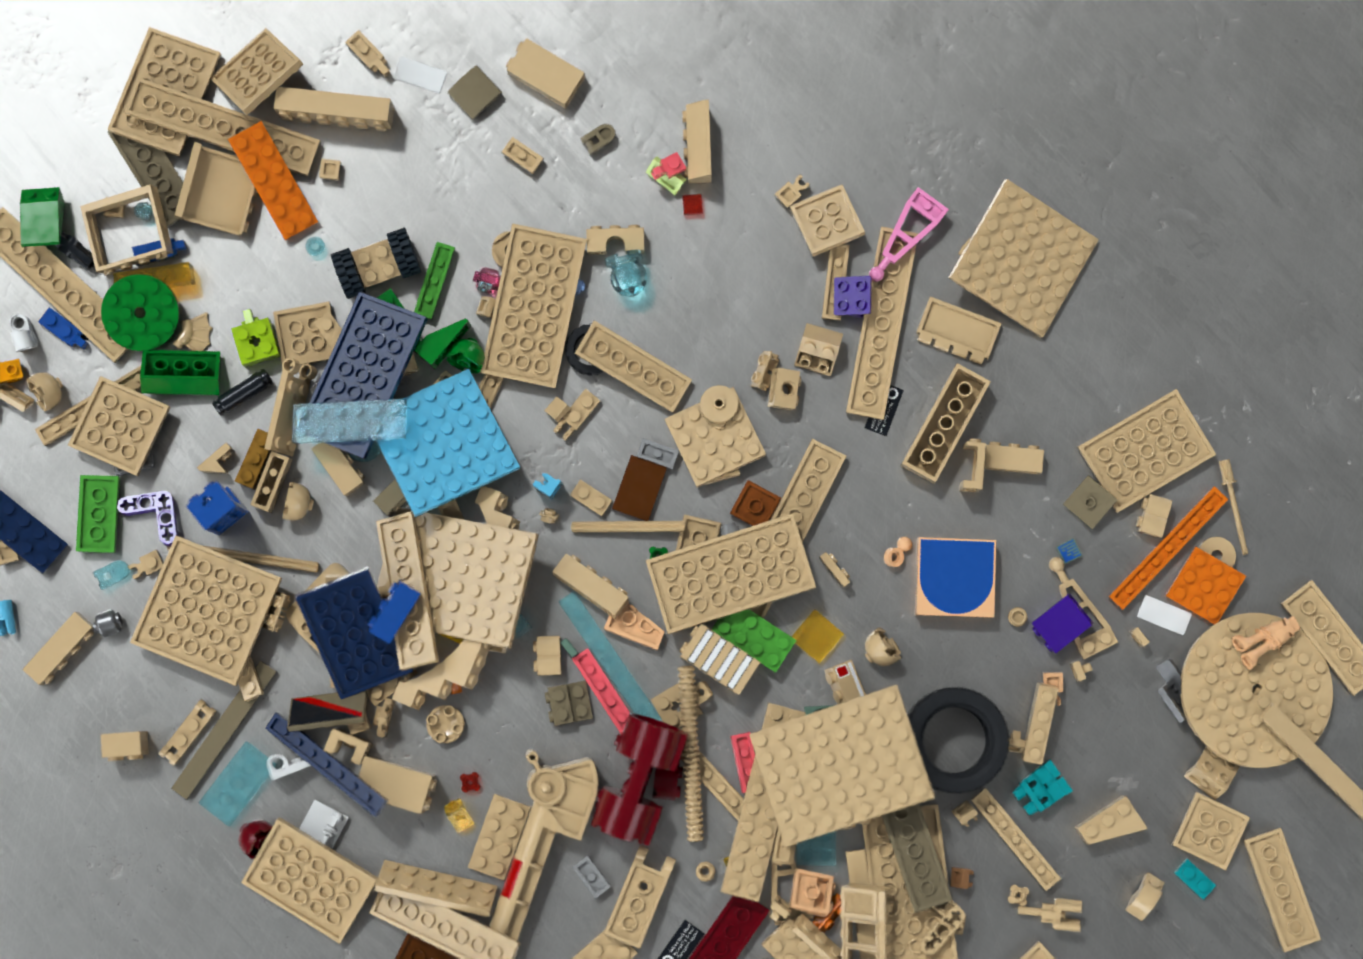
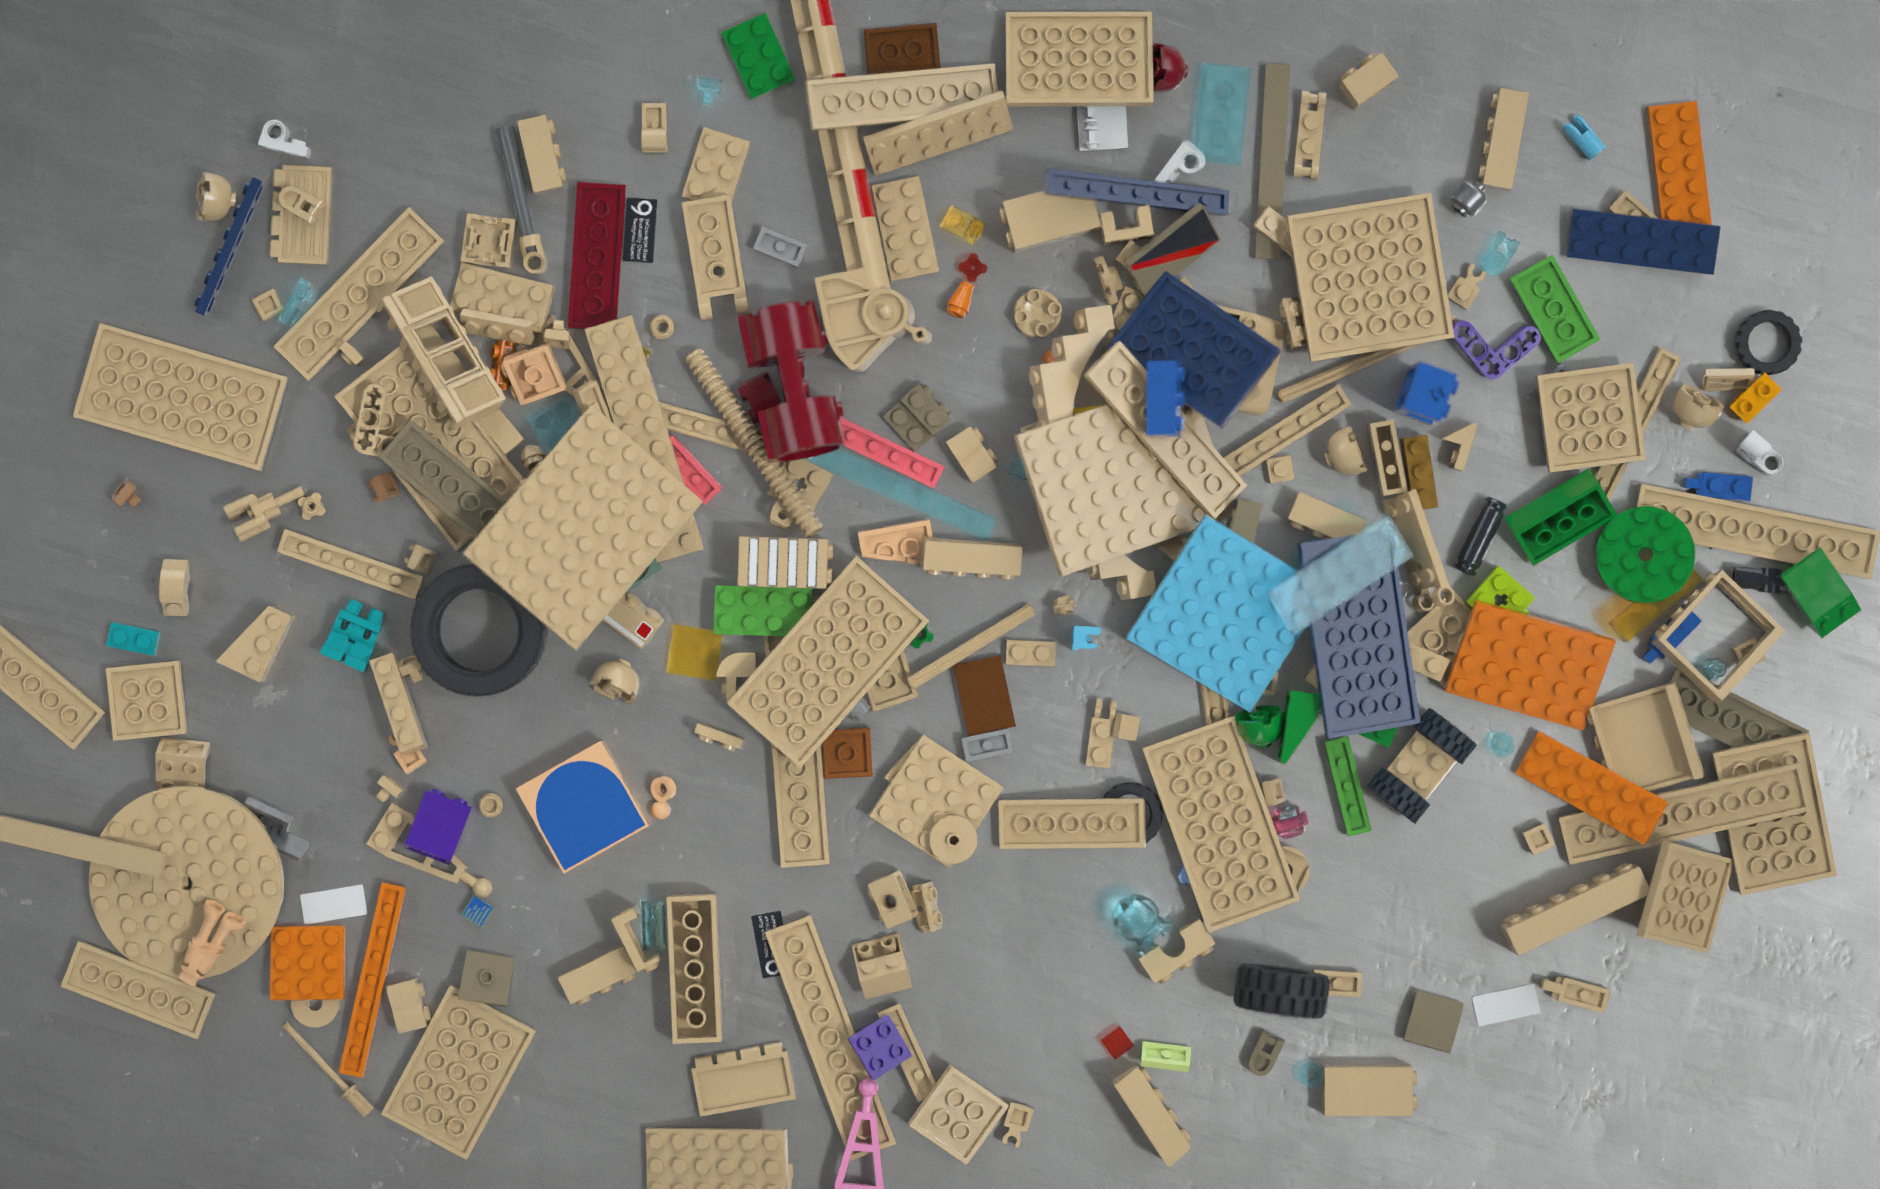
camera: 145 degrees right, 5 degrees up
(194, 333) = (1573, 568): tan arm -> none
(263, 286) = (1529, 665): none -> orange plate
(326, 541) = (1288, 430): none -> tan plate
(348, 519) = (1280, 469): none -> tan plate
(492, 764) = (960, 301): none -> orange cone
(561, 170) = (1281, 991): none -> black tyre
(569, 648) = (954, 476): sand green tile -> none
(577, 100) = (1310, 1082): none -> clear light blue plate
(670, 165) = (1165, 1069): coral plate -> none
(796, 610) = (734, 666): none -> tan brick
(847, 837) = (531, 456): none -> tan plate
(955, 469) = (653, 925): none -> clear light blue plate
(1139, 637) = (346, 863): tan tile -> none

